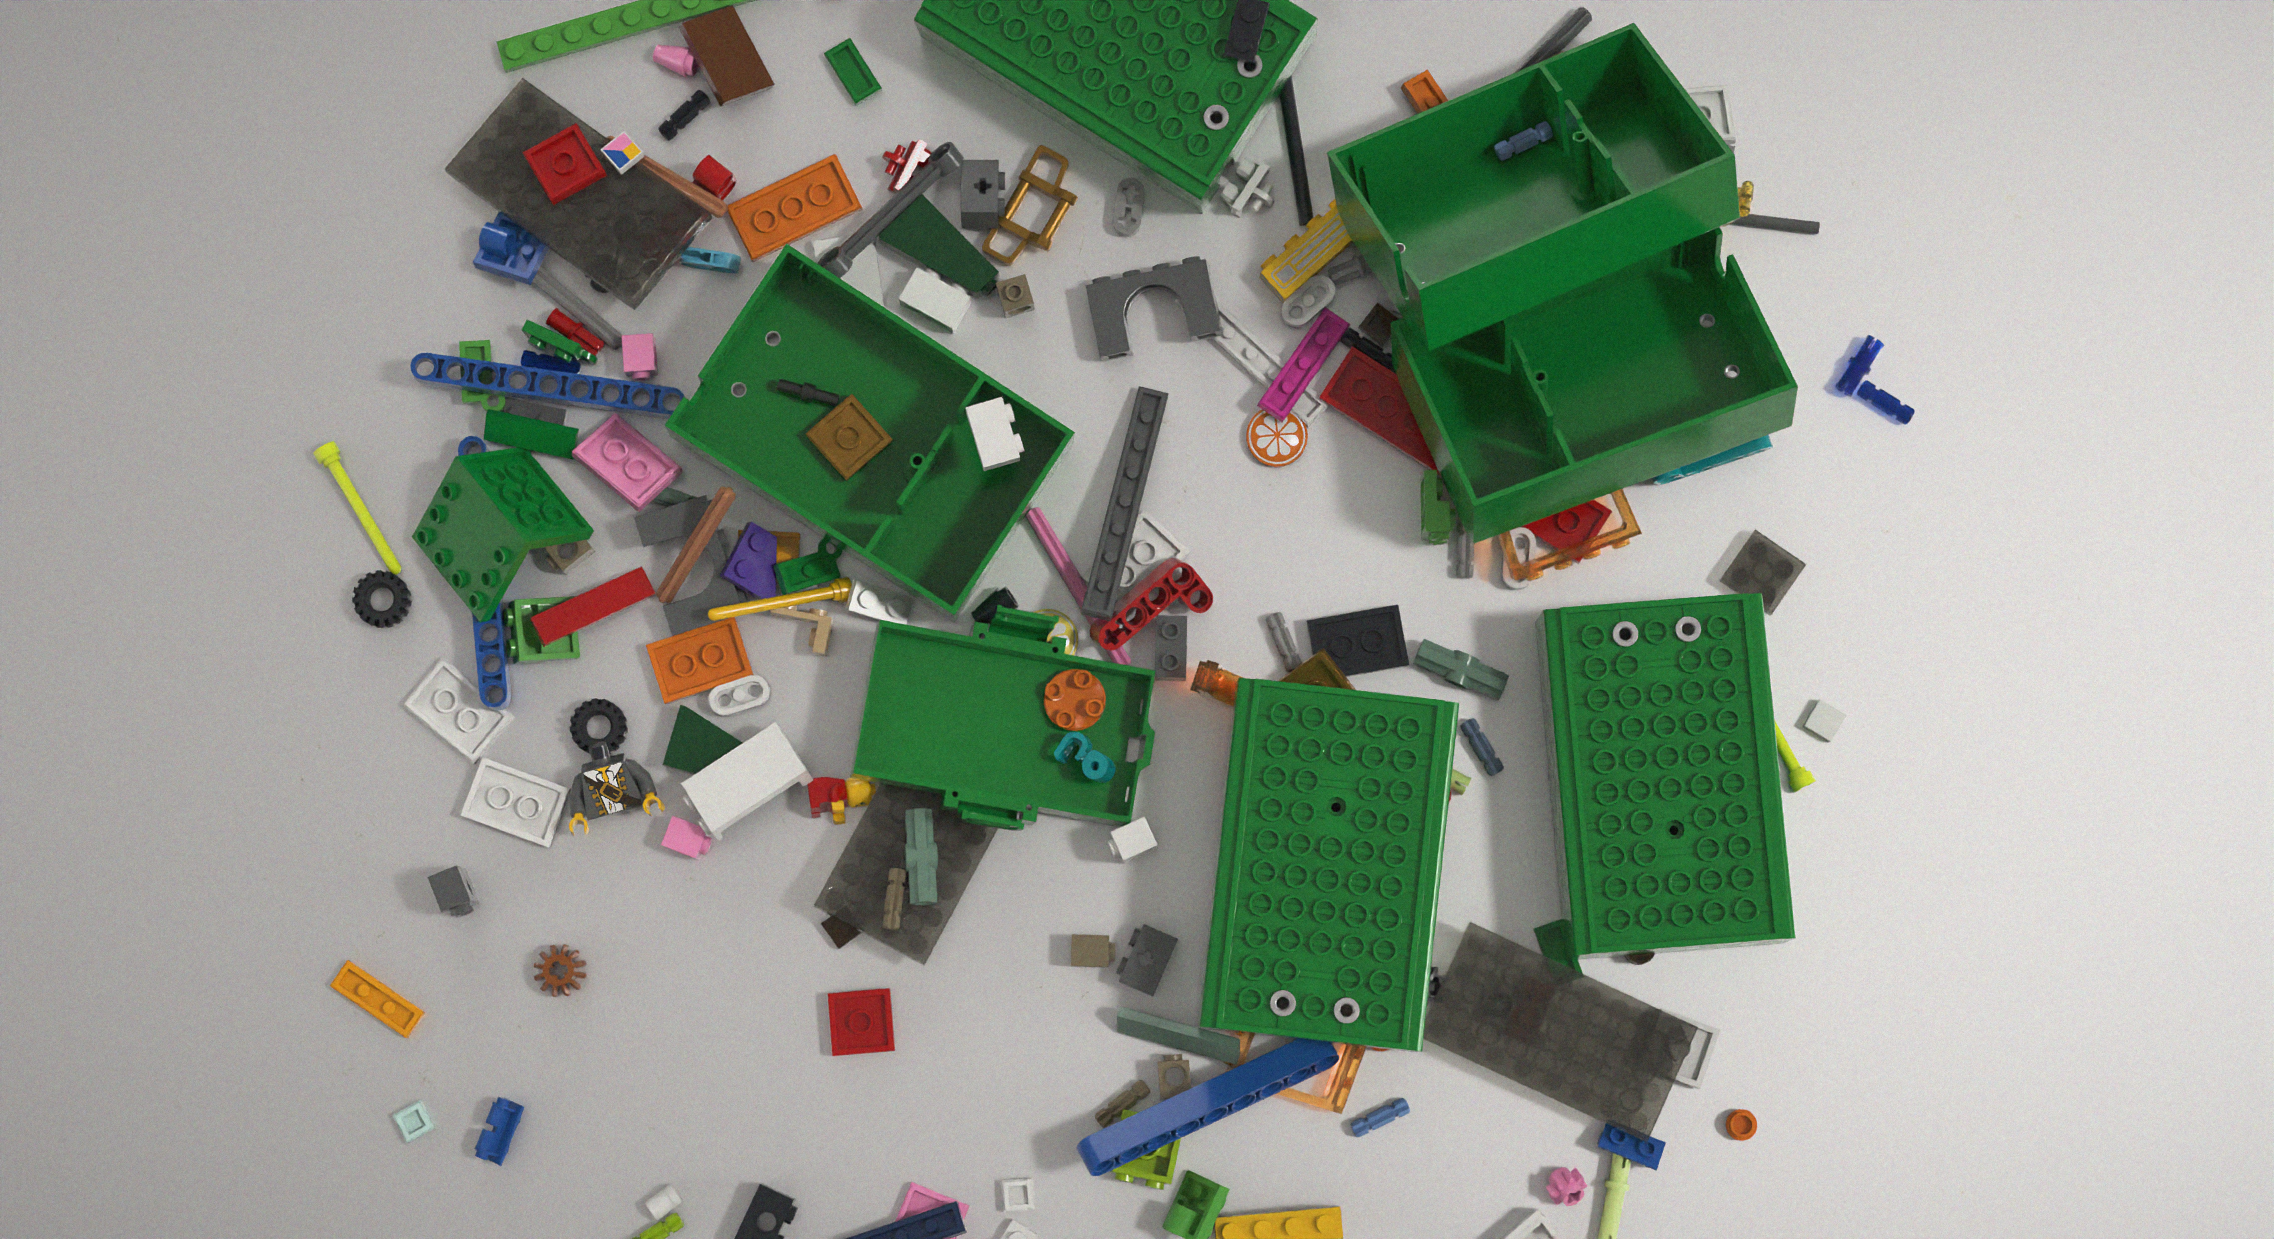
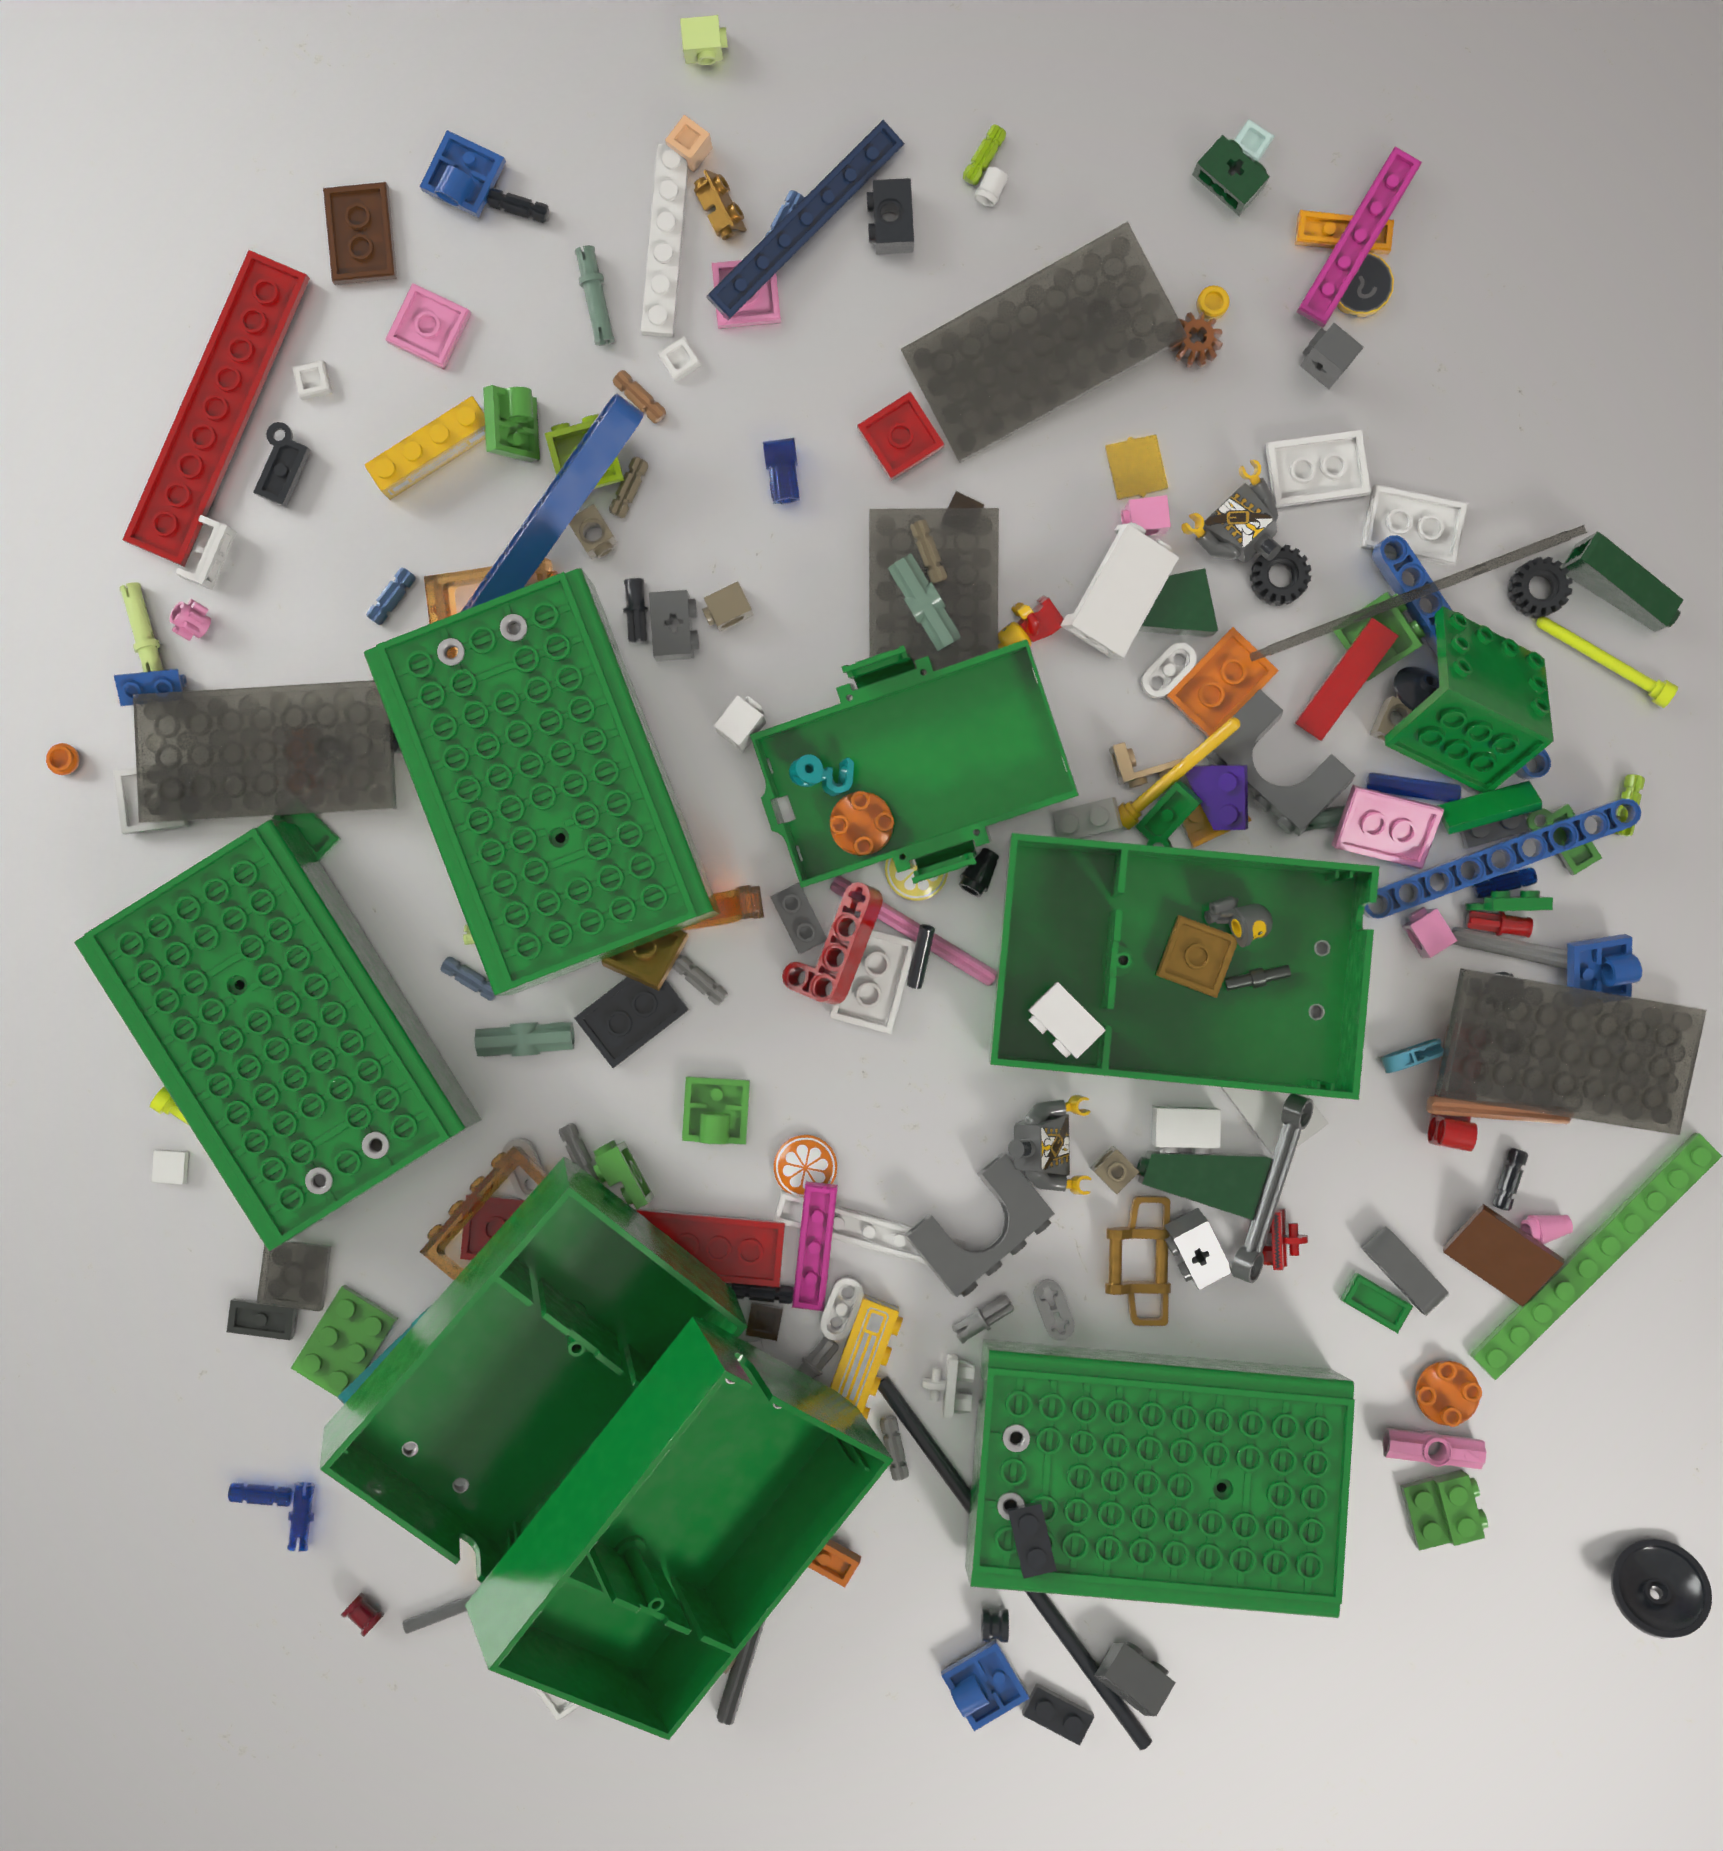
camera: 155 degrees right, 5 degrees up
(311, 564) = (1622, 582): none -> dark green slope
(369, 985) = (1359, 237): none -> dark pink tile
(388, 944) = (1369, 288): none -> black tile
(404, 379) = (1633, 784): none -> lime axle
(463, 1109) = (1214, 173): none -> dark green brick
(495, 645) = (1417, 593): none -> clear smoke piece
(504, 1117) = (1173, 183): blue hinge -> none
(525, 997) = (1213, 302): none -> yellow tile
(538, 569) = (1414, 685): none -> black dish
(564, 164) = (1599, 1072): red tile -> none
(584, 485) = (1413, 787): none -> clear blue axle
(622, 152) = (1552, 1111): tile -> none
(670, 888) = (1136, 467): none -> clear yellow piece
(695, 544) = (1285, 781): nougat axle -> none
(695, 1034) = (1044, 342): none -> clear smoke plate
(793, 443) = (1245, 922): none -> dark grey piece
(794, 207) = (1362, 1145): orange tile -> none
(815, 85) = (1405, 1271): none -> dark grey beam
(978, 1052) = (782, 463): none -> clear blue piece
(1064, 346) = (1043, 1145): none -> dark grey torso
(1071, 1179) = (639, 396): none -> medium nougat axle
(1080, 564) = (920, 956): none -> black piece
(1124, 504) = (910, 1027): dark grey tile -> none
(1173, 990) = (635, 610): none -> black axle
(1178, 1035) = (622, 567): sand green tile -> none
(1192, 230) = (983, 1318): none -> light grey axle
(1322, 169) = (895, 1448): none -> light grey axle
(1328, 523) = (716, 1110): none -> bright green plate
(1523, 140) = (718, 1567): medium blue axle -> none
(1749, 493) = (344, 1341): none -> bright green plate
(1810, 548) = (261, 1320): none -> pearl dark grey plate
(1848, 257) = (362, 1614): none -> dark red bush

